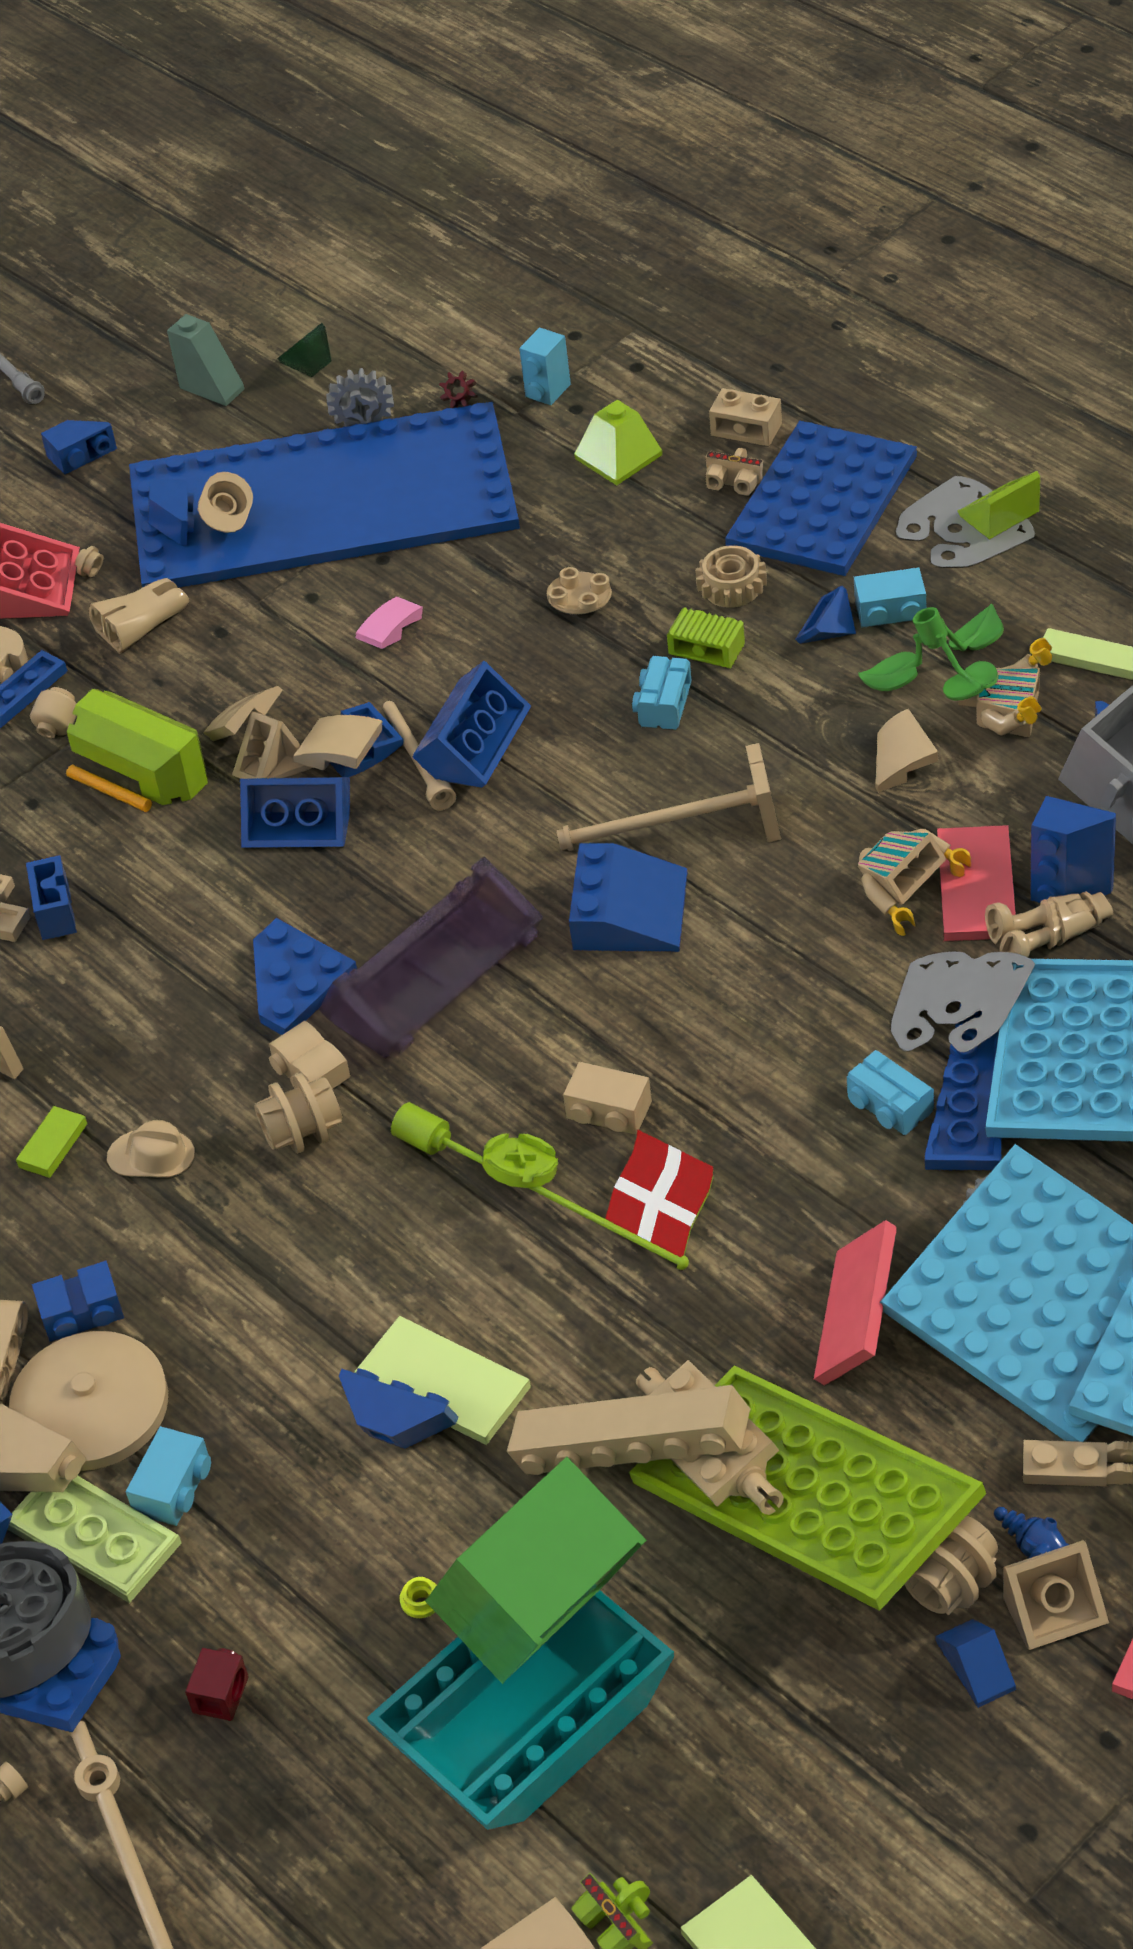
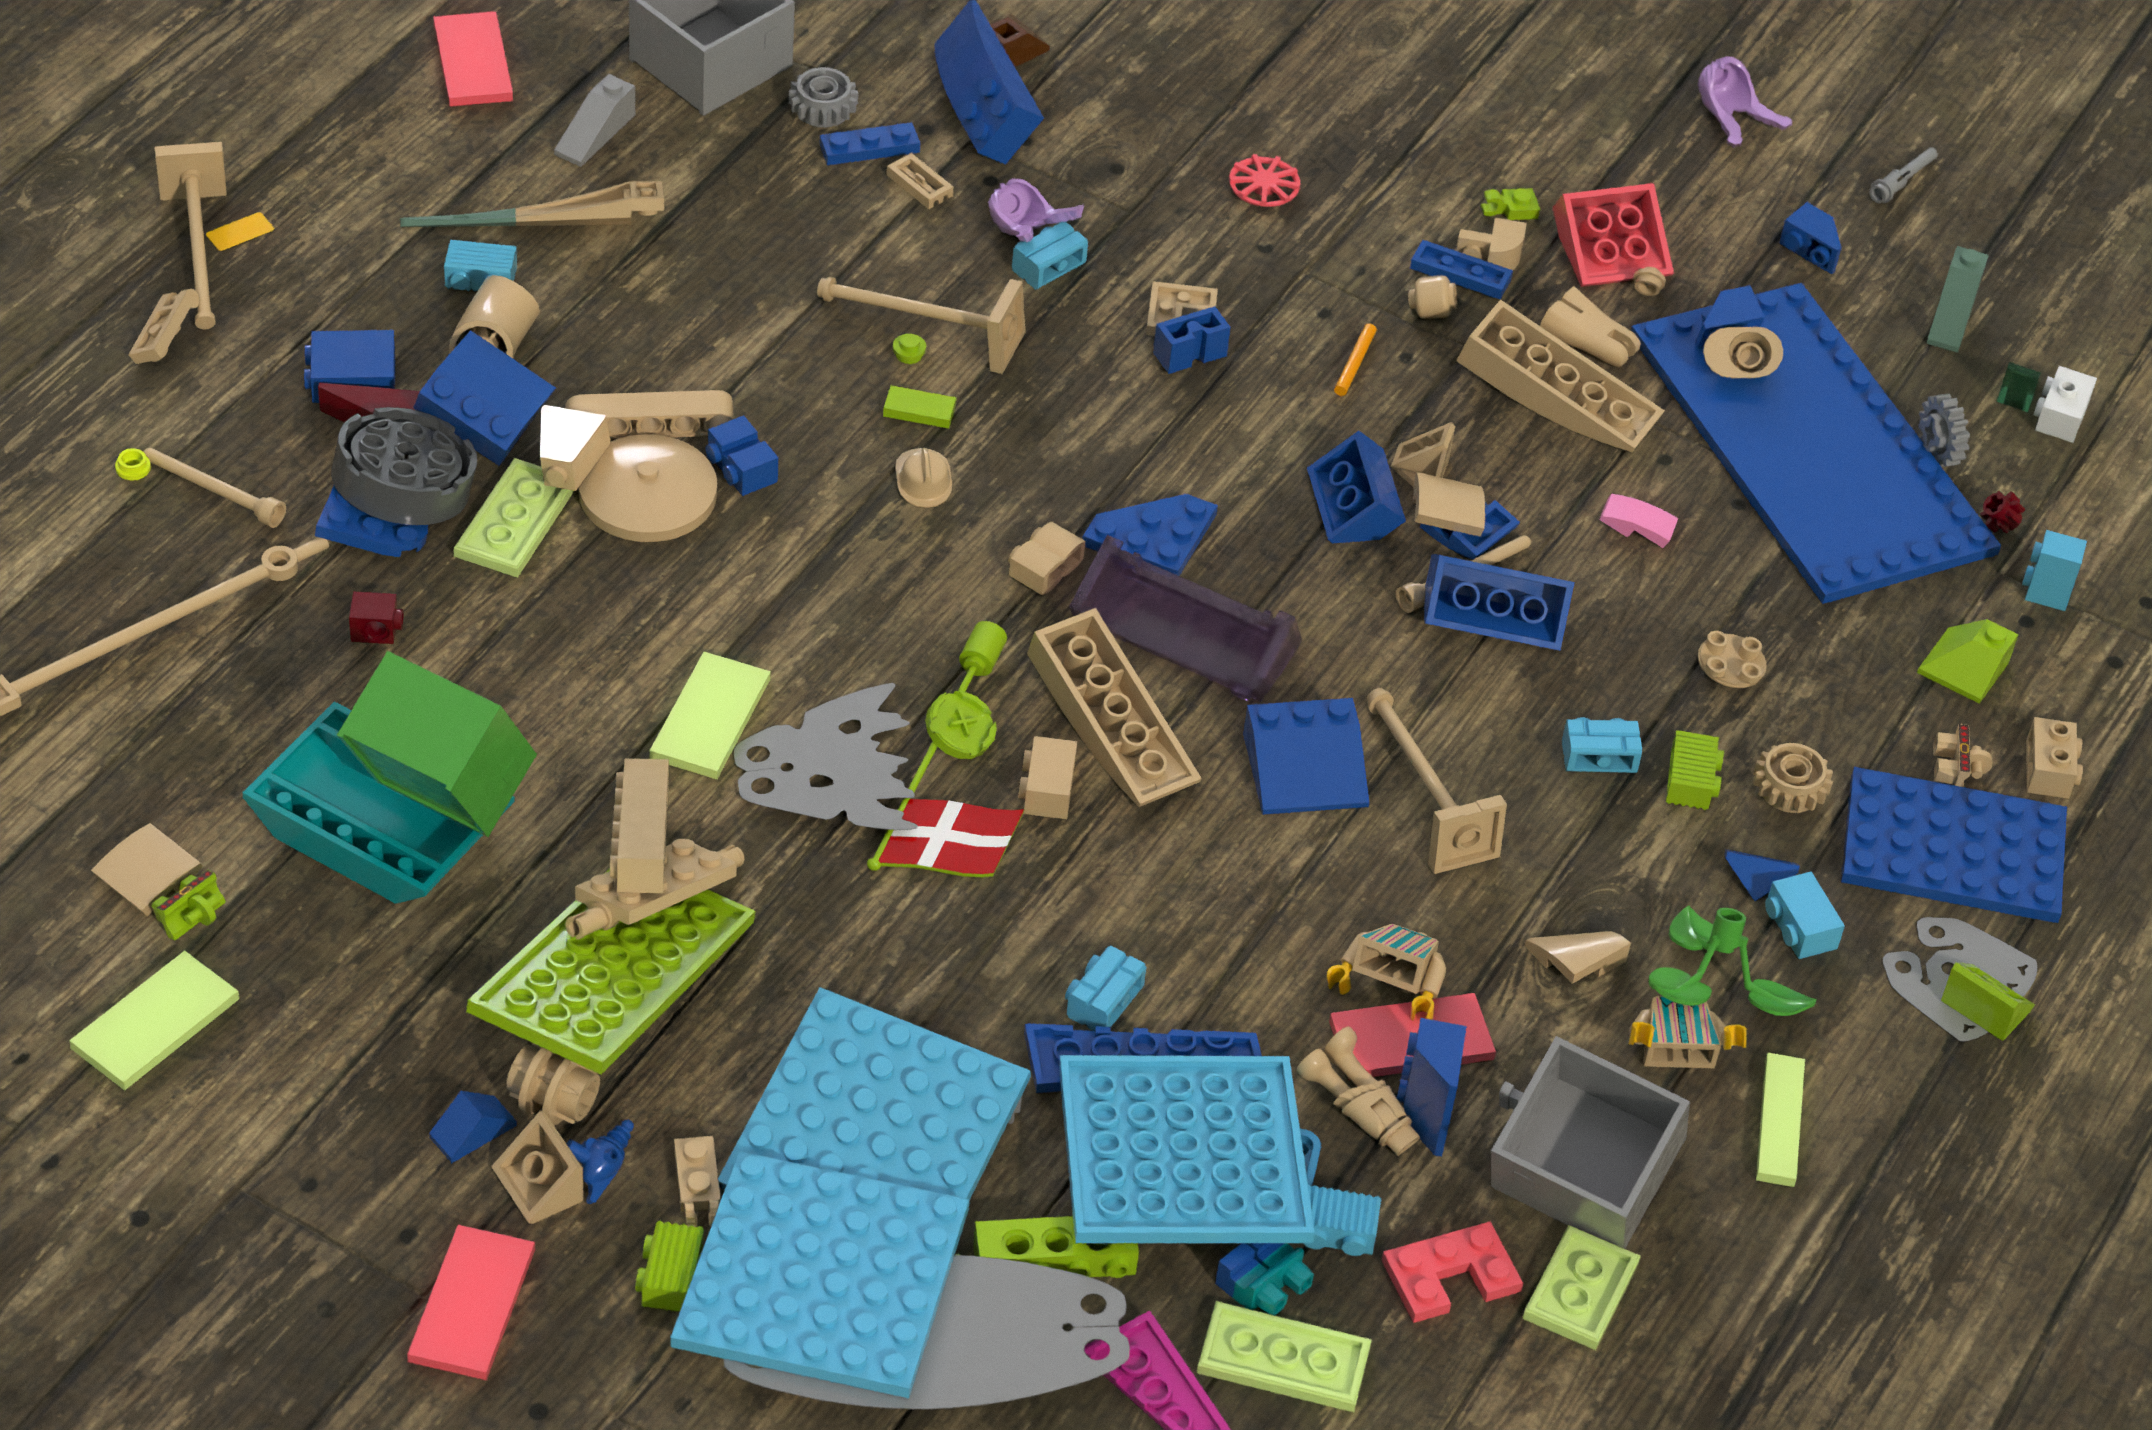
camera: 65 degrees right, 0 degrees up
(139, 745) = (1399, 360): lime brick -> none
(169, 1476) = (572, 548): medium azure brick -> none
(197, 644) = (1556, 380): none -> tan slope
(234, 716) = (1465, 425): tan slope -> none
(298, 1113) = (971, 554): tan piece -> none
(347, 330) = (2064, 403): none -> white brick
(393, 1410) = (660, 675): blue slope -> none
(529, 1275) = (822, 749): none -> light grey piece
(531, 1035) = (1111, 708): none -> tan slope
(854, 1303) = (836, 984): coral tile -> none
(968, 982) = (1254, 1032): light grey piece -> none

